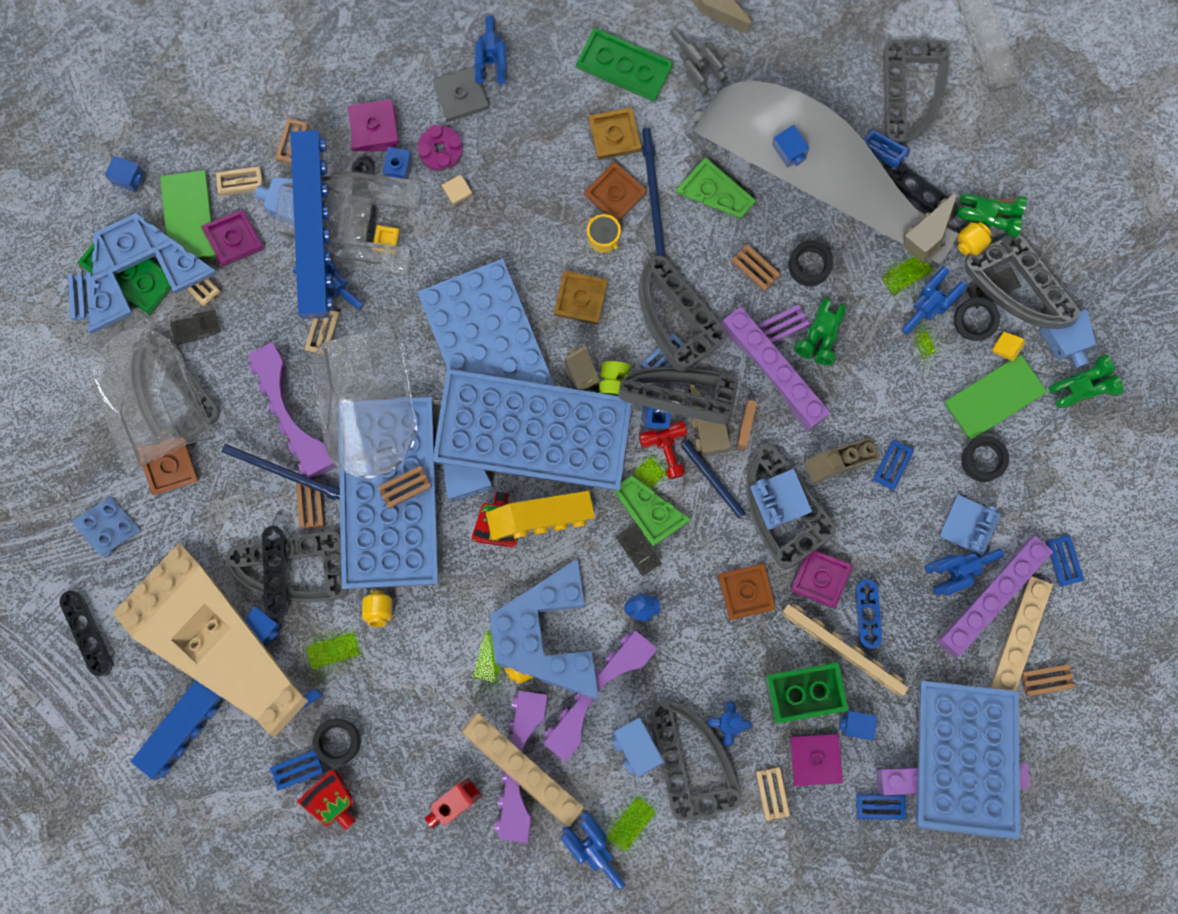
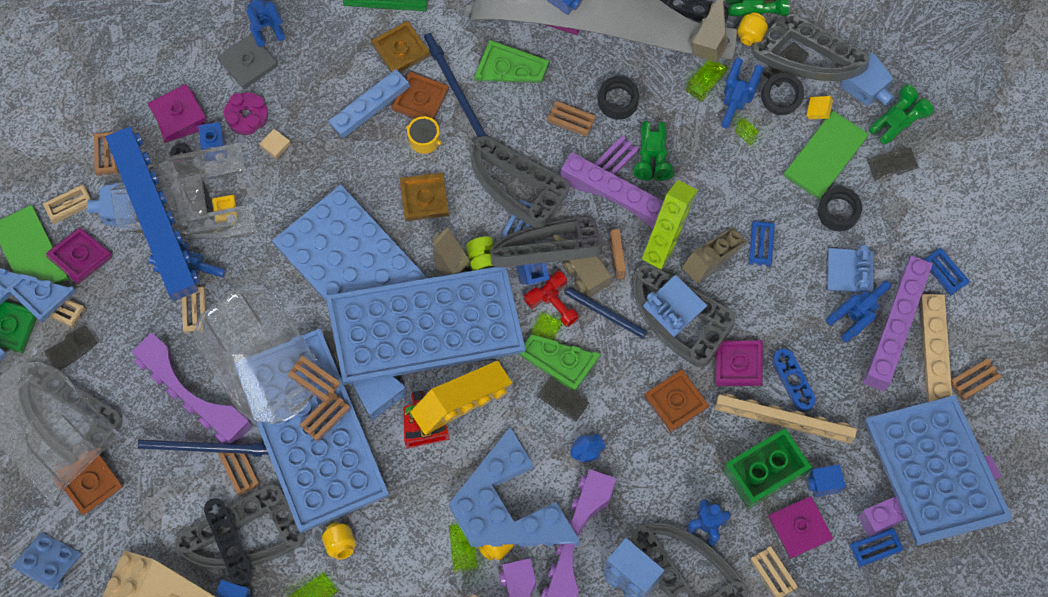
camera: 20 degrees left, 10 degrees down
(393, 432) = (297, 367): none -> medium nougat tile
(562, 181) = (369, 103): none -> medium blue plate
(806, 418) = (669, 224): none -> lime brick
(1058, 430) = (892, 162): none -> clear smoke slope

